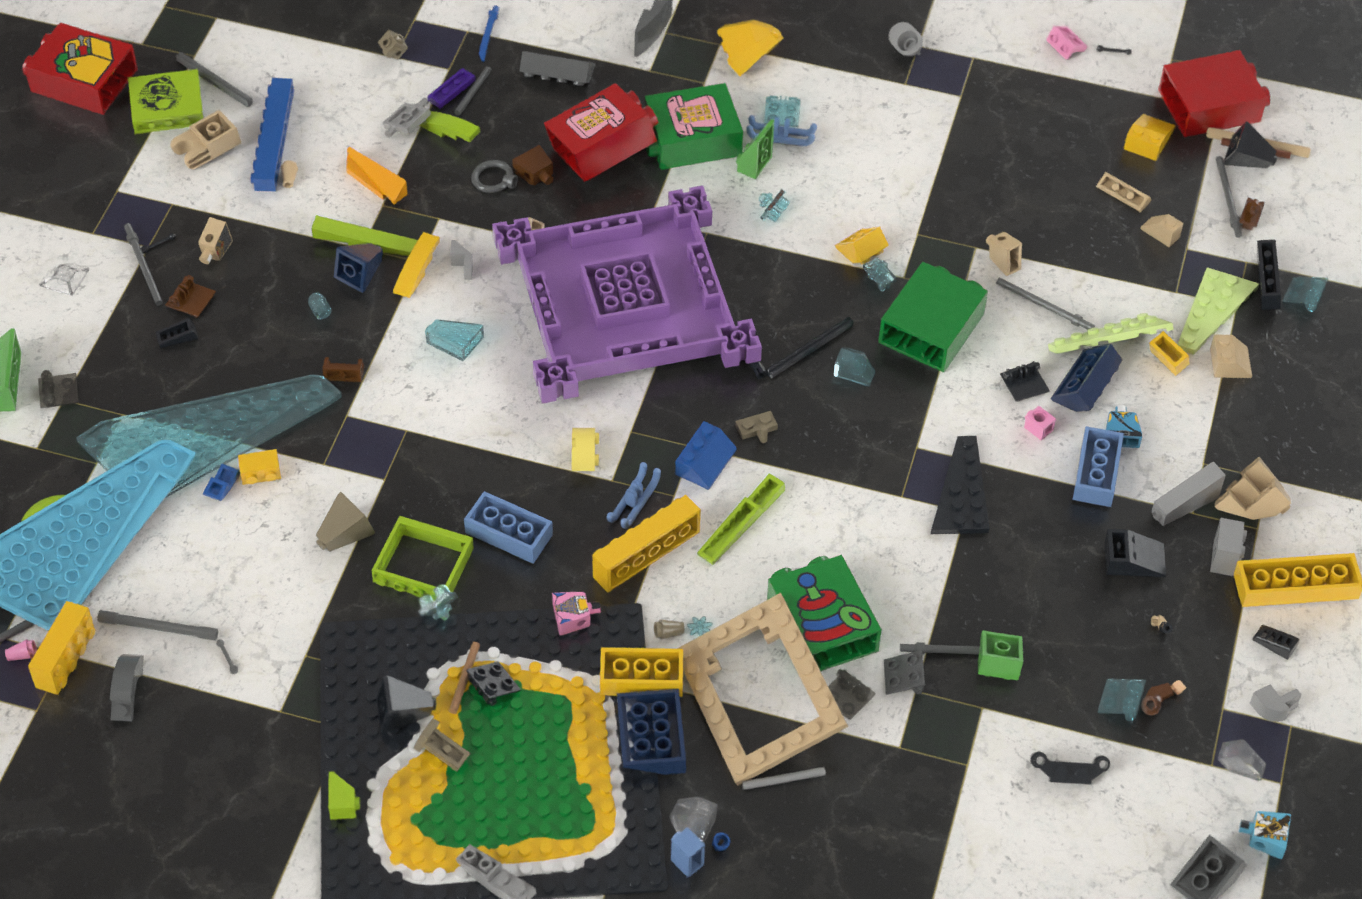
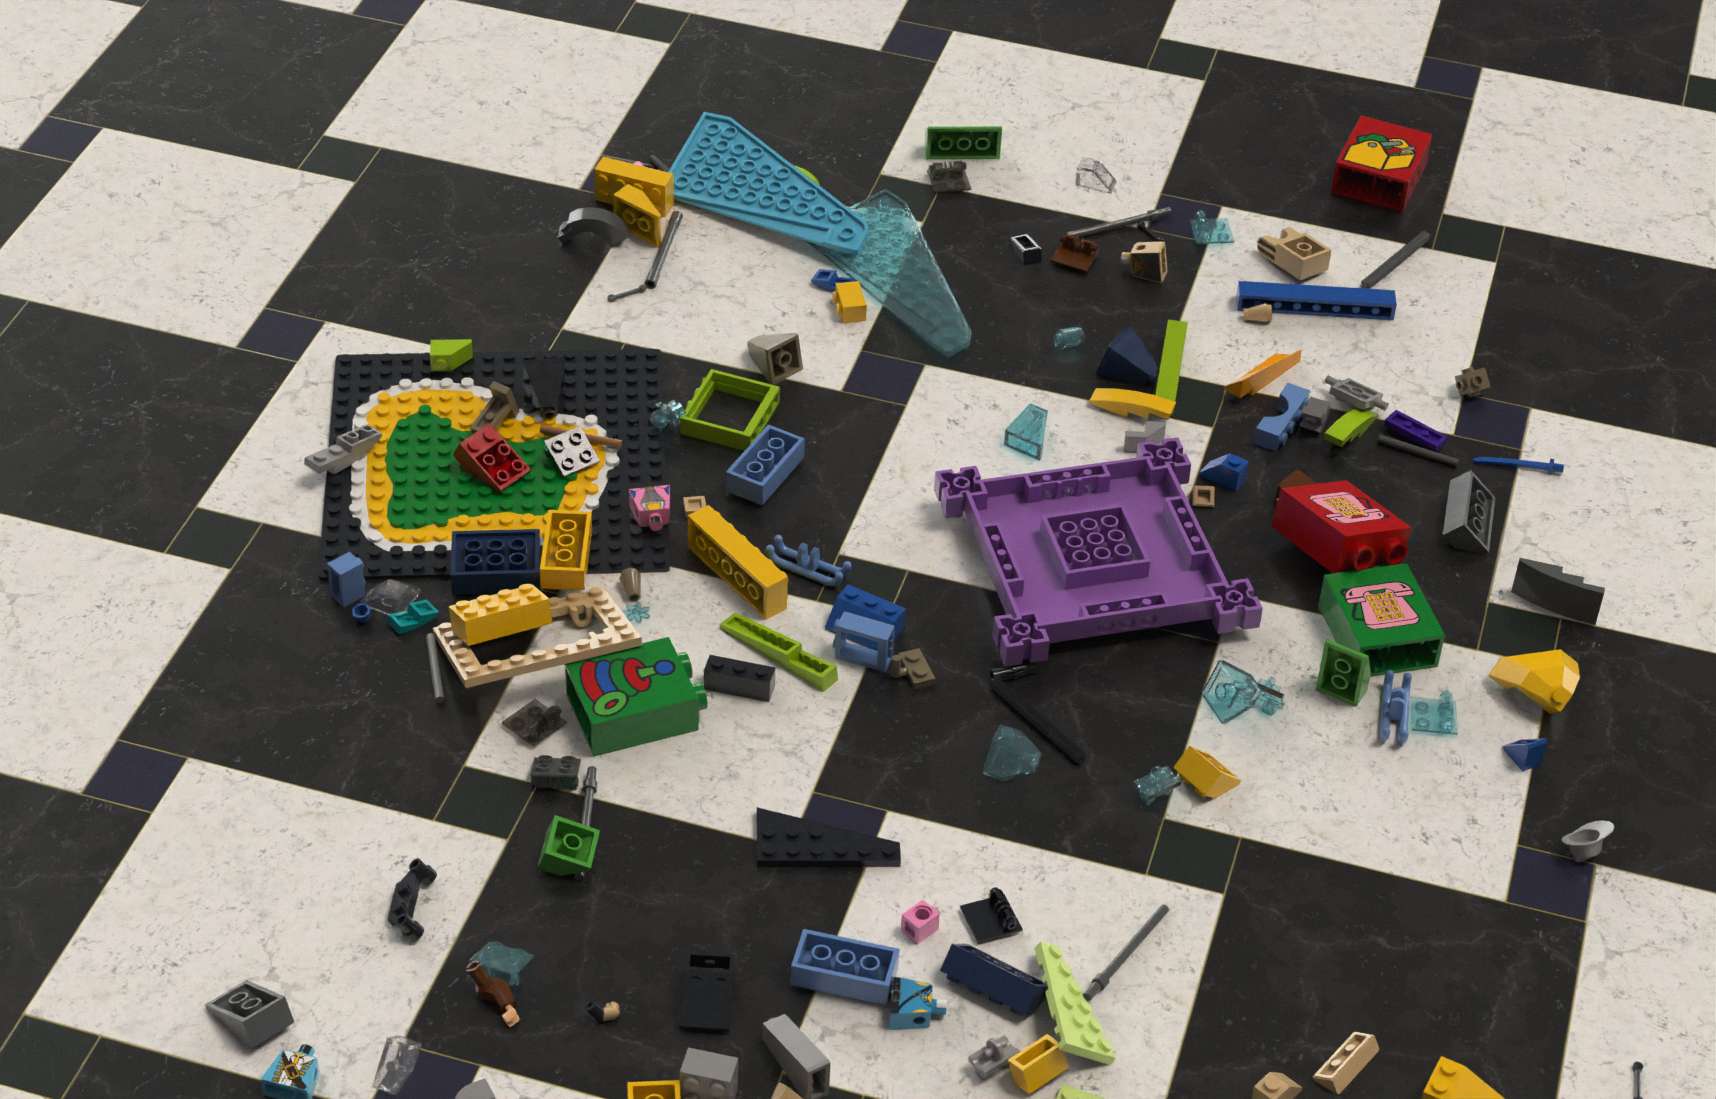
camera: 90 degrees right, 10 degrees down
(113, 639) = (638, 214): none -> yellow slope
(159, 198) = (1211, 230): none -> clear light blue hinge
(165, 101) = (1351, 223): lime panel -> none
(343, 371) = (983, 355): reddish brown hinge -> none
(417, 160) = (1274, 431): none -> medium blue arch
(434, 147) = (1315, 414): none -> light grey brick
(505, 747) = (491, 459): none -> red slope
(506, 207) = (1226, 471): none -> blue slope
(509, 180) = (1269, 474): dark grey piece -> none
(560, 583) = (693, 504): none -> tan plate
(584, 449) = (873, 522): light yellow brick -> none
(726, 808) = (417, 614): none -> teal slope
(742, 451) = (869, 629): none -> medium blue window
(746, 710) = (500, 614): none -> yellow brick
(780, 221) = (1230, 691): none -> clear light blue slope
(786, 541) = (739, 678): none -> black brick
(819, 64) = (1526, 752): none -> blue slope
(933, 316) = (1084, 824): green brick -> none
(1005, 252) = (1204, 908): tan torso -> none
(1065, 41) = (1639, 1023): bright pink bracket -> none
(1165, 379) = (992, 1056): none -> light grey hips

